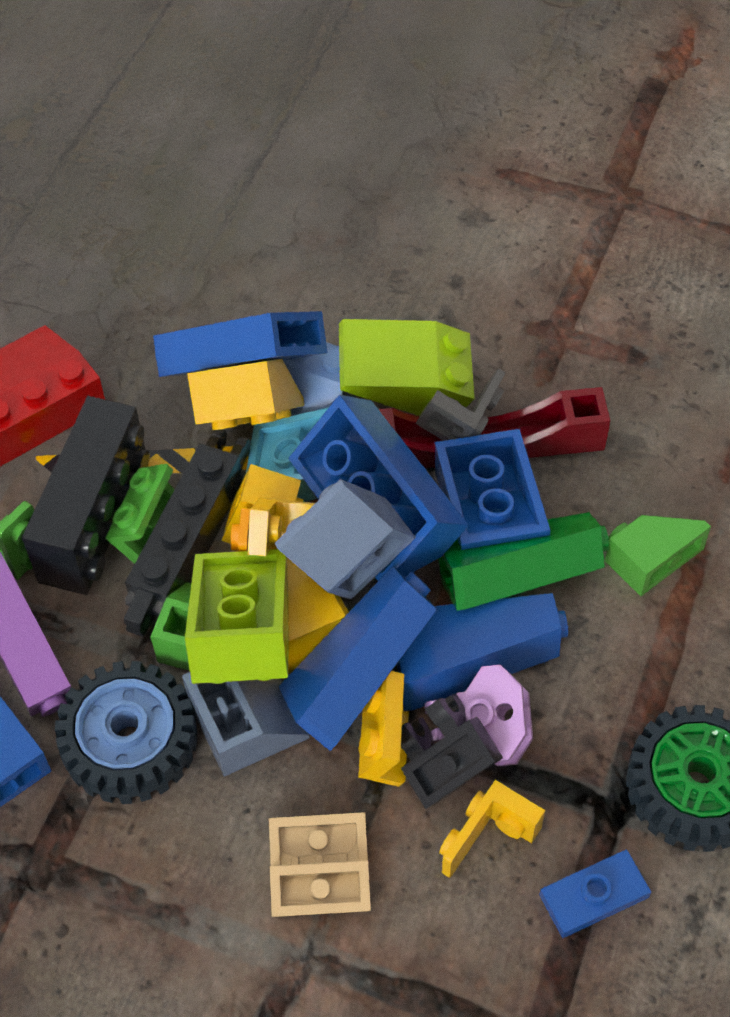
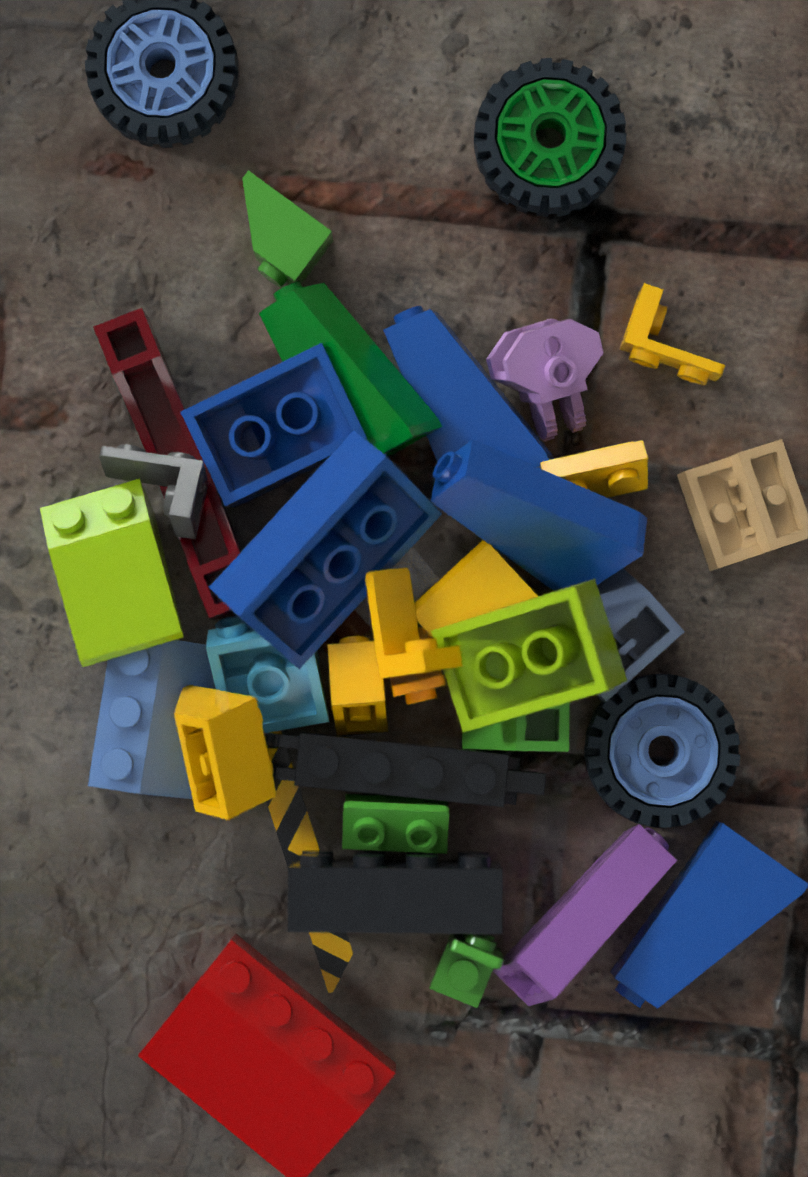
camera: 105 degrees left, 30 degrees up
(240, 342) = (158, 772): blue slope -> none
(345, 538) = (424, 555): sand blue slope -> none
(453, 760) = (613, 390): black plate -> none
(594, 893) = (699, 222): blue plate -> none

